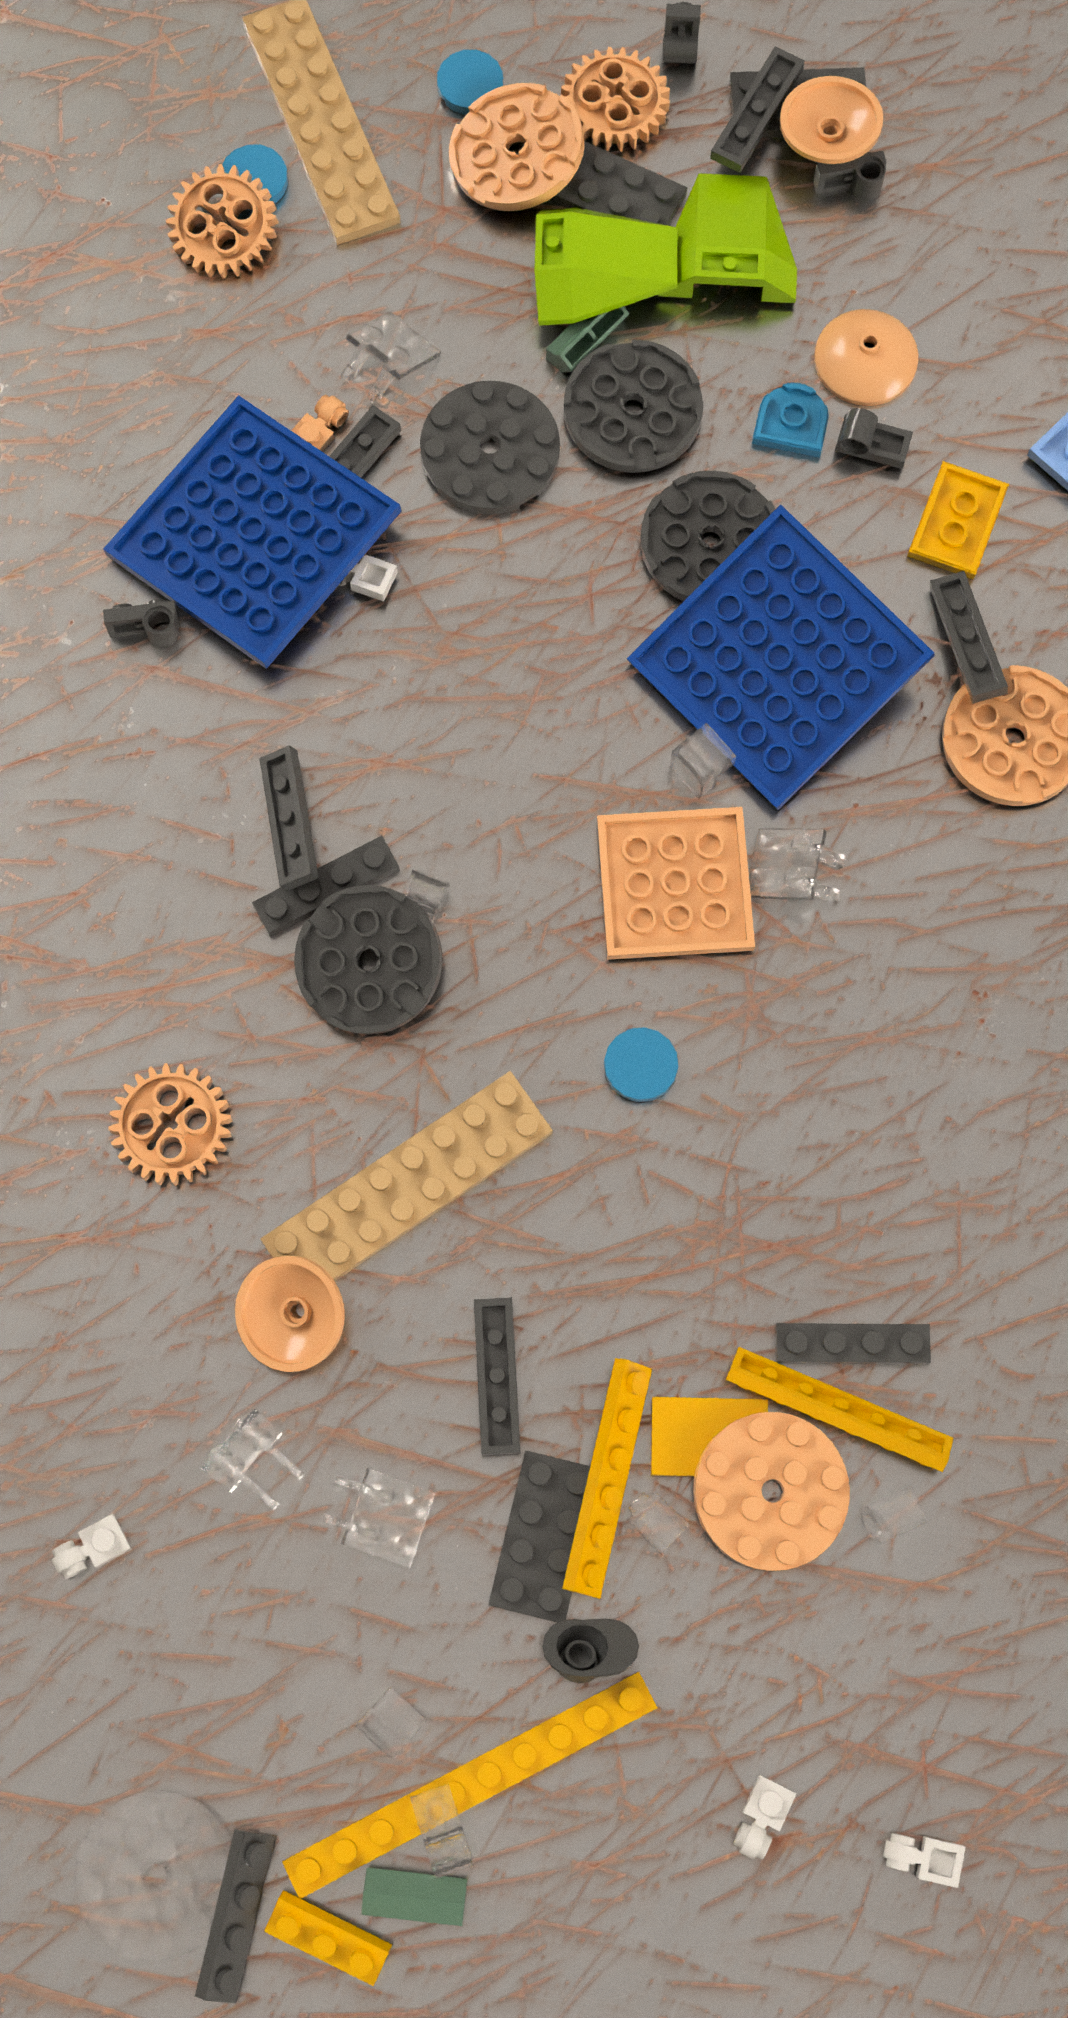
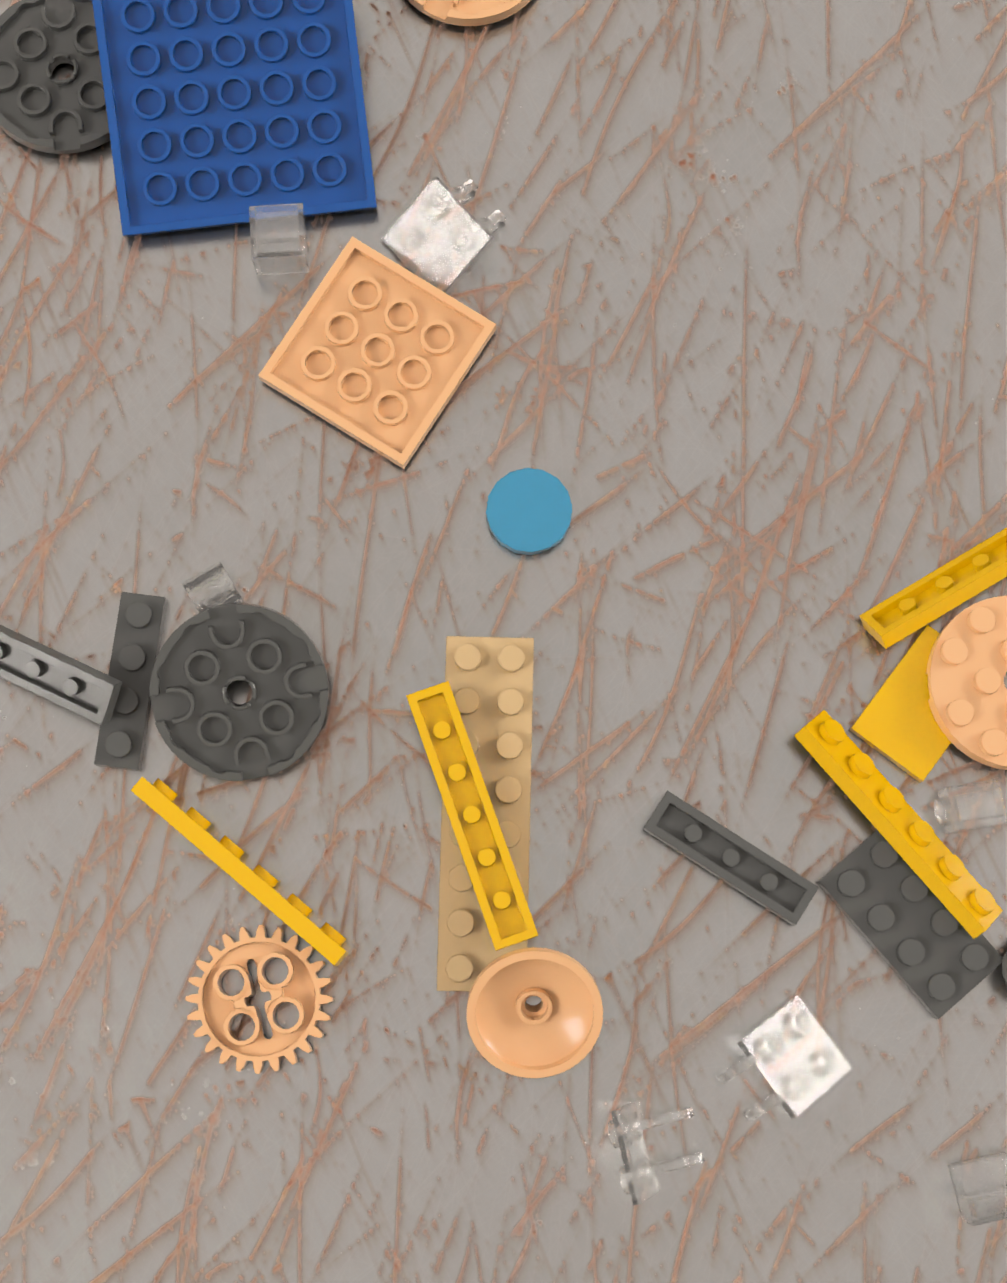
camera: 55 degrees left, 5 degrees up
(247, 1063) = (227, 857): none -> yellow plate
(394, 1174) = (472, 816): none -> yellow plate
(852, 1343) = (928, 511): dark grey plate -> none

